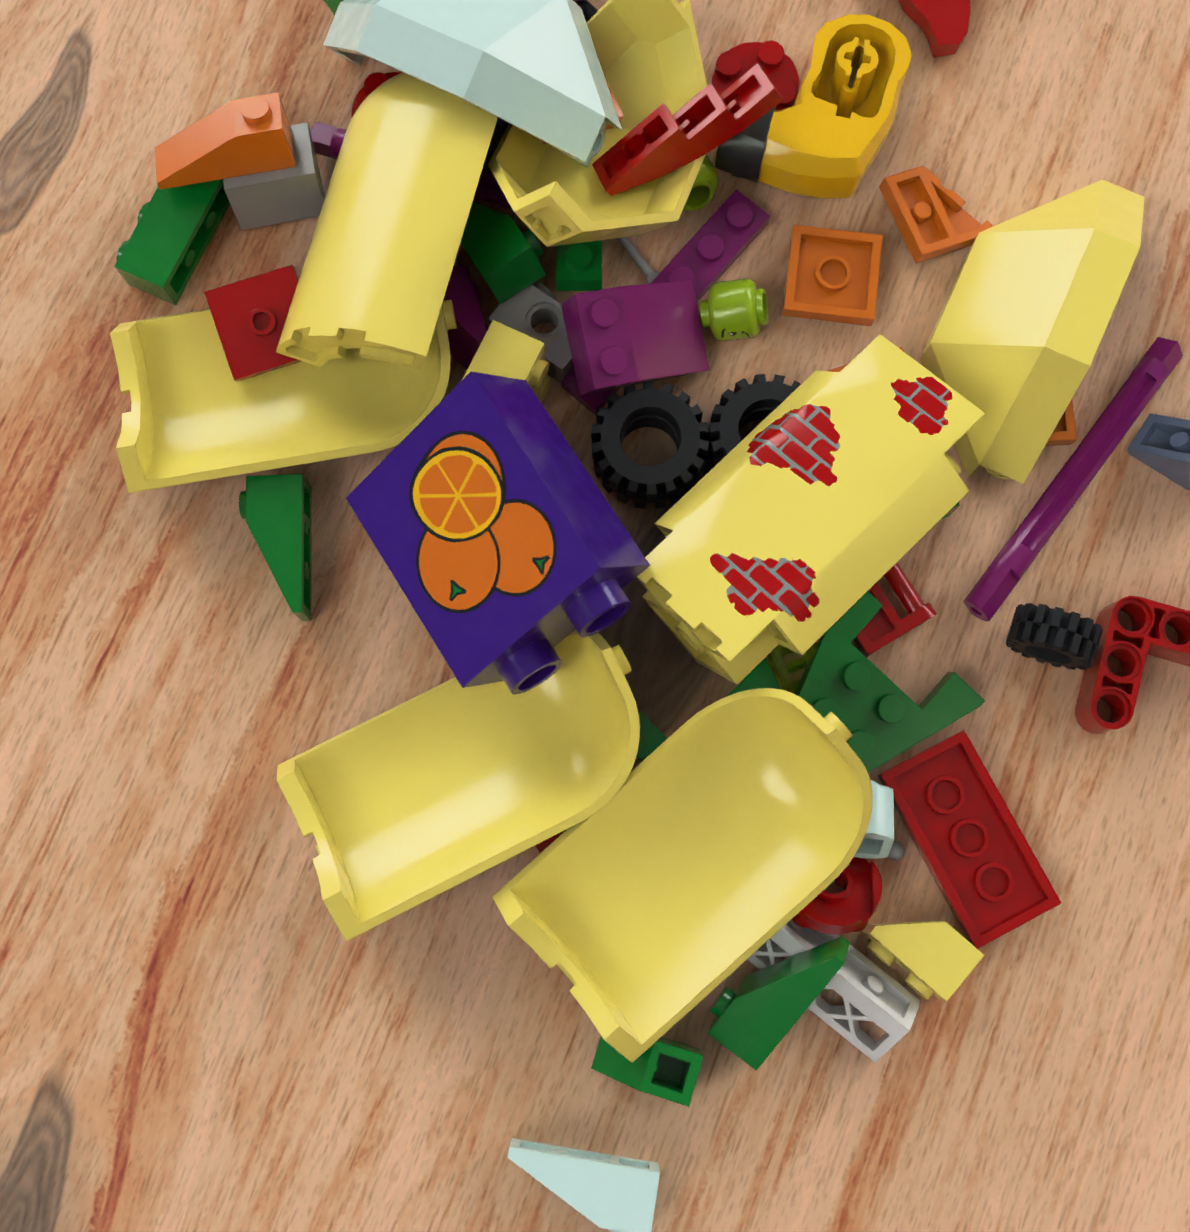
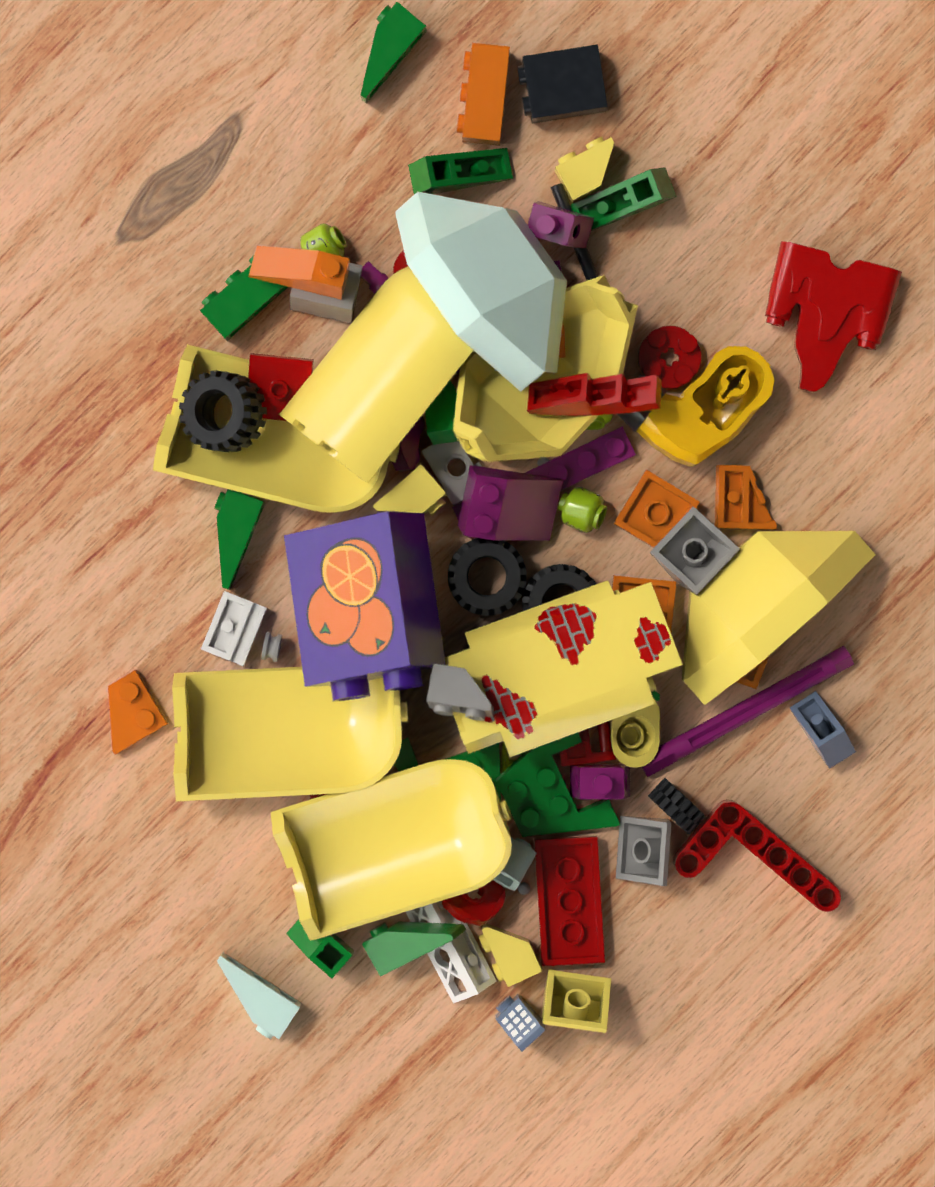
camera: 20 degrees right, 10 degrees up
(165, 367) = (200, 405): none -> black tyre
(240, 847) = (132, 712): none -> orange wing
(334, 667) = (233, 628): none -> white plate
(398, 669) = (271, 647): none -> light grey bush
(687, 589) = (456, 691): none -> light grey slope
(909, 294) = (694, 551): none -> light grey slope
(930, 651) = (599, 781): none -> magenta torso
(949, 565) = (636, 736): none -> light yellow piece
(989, 1046) = (519, 1021): none -> sand blue slope
(1039, 719) = (643, 850): none -> light grey slope
(1056, 978) = (576, 1001): none -> light yellow slope

